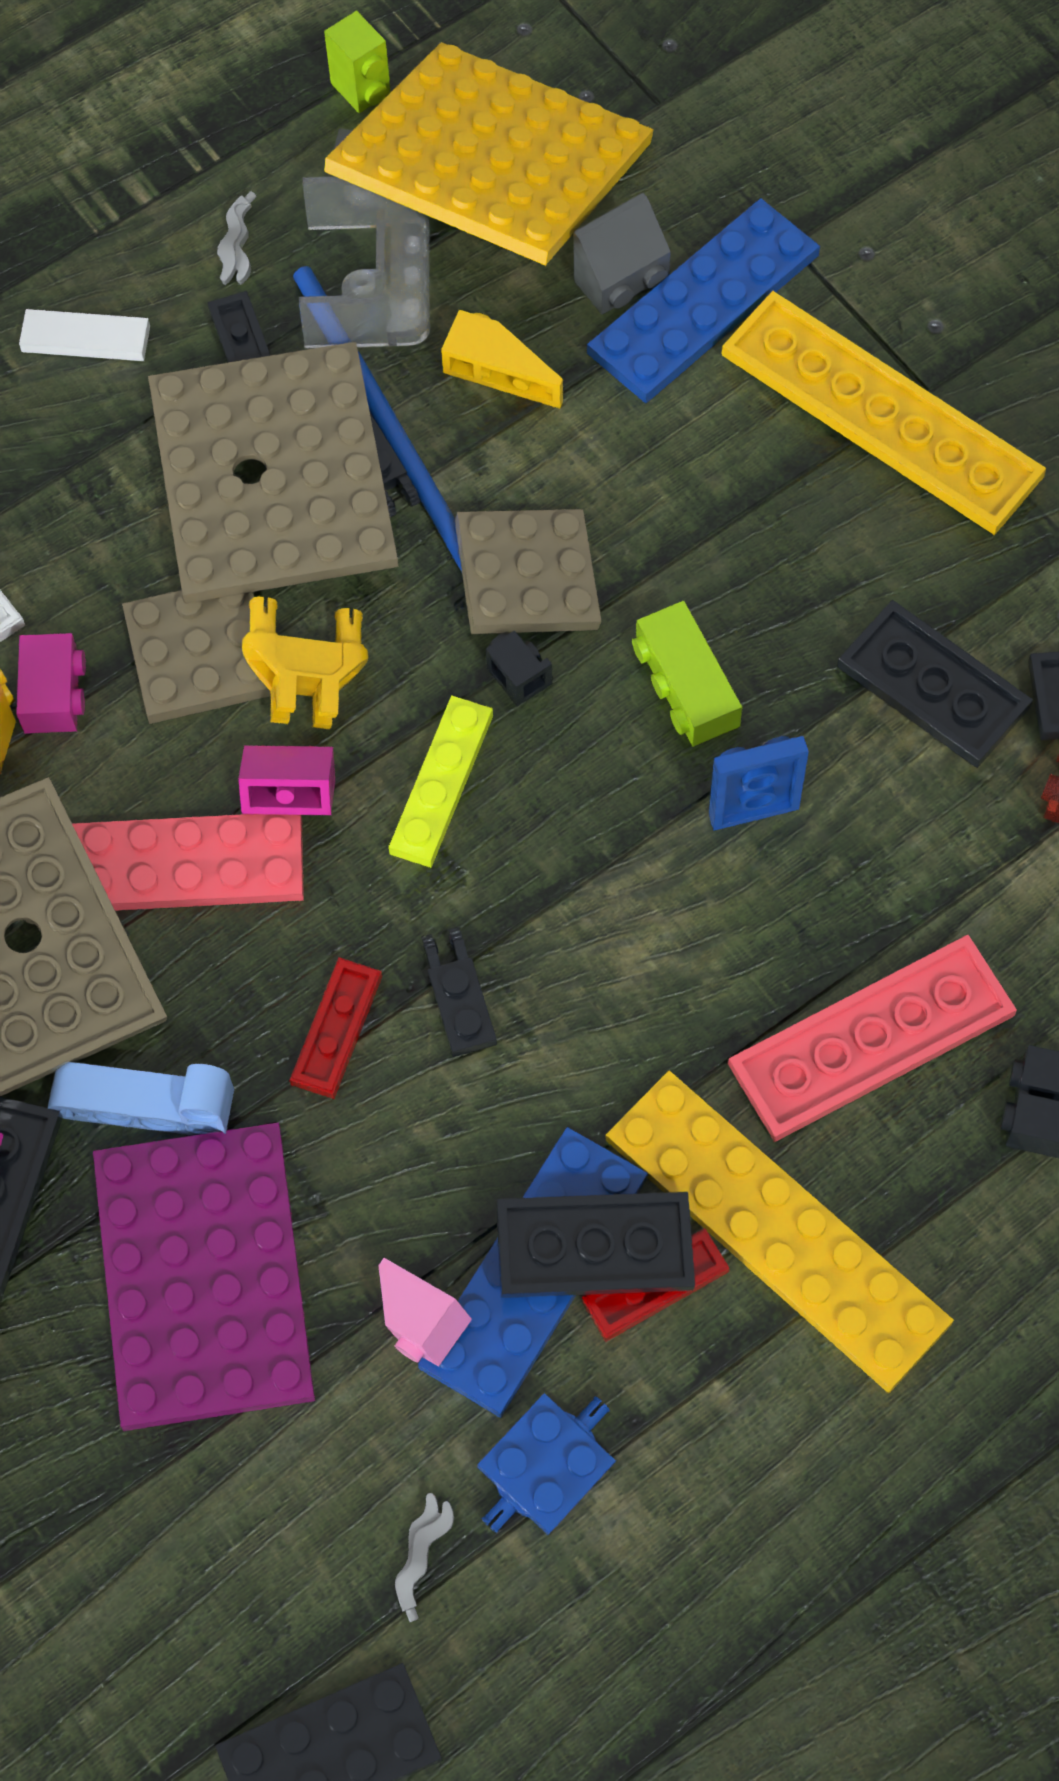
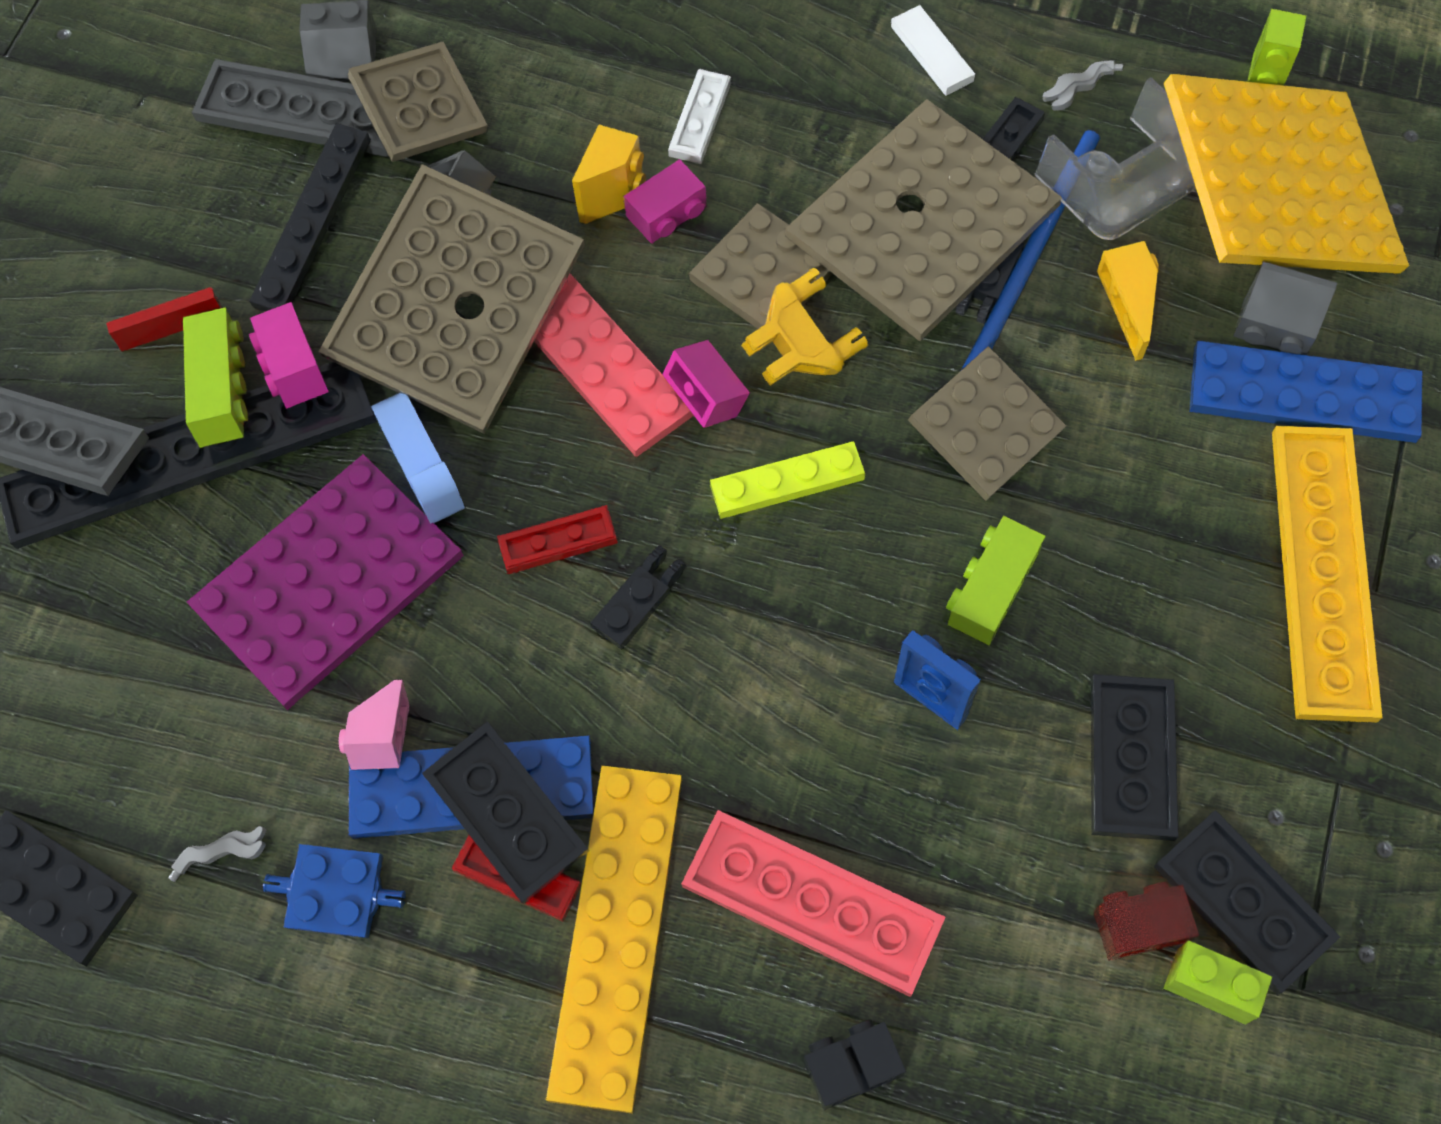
camera: 55 degrees right, 0 degrees up
(518, 667) = (908, 467): black brick -> none

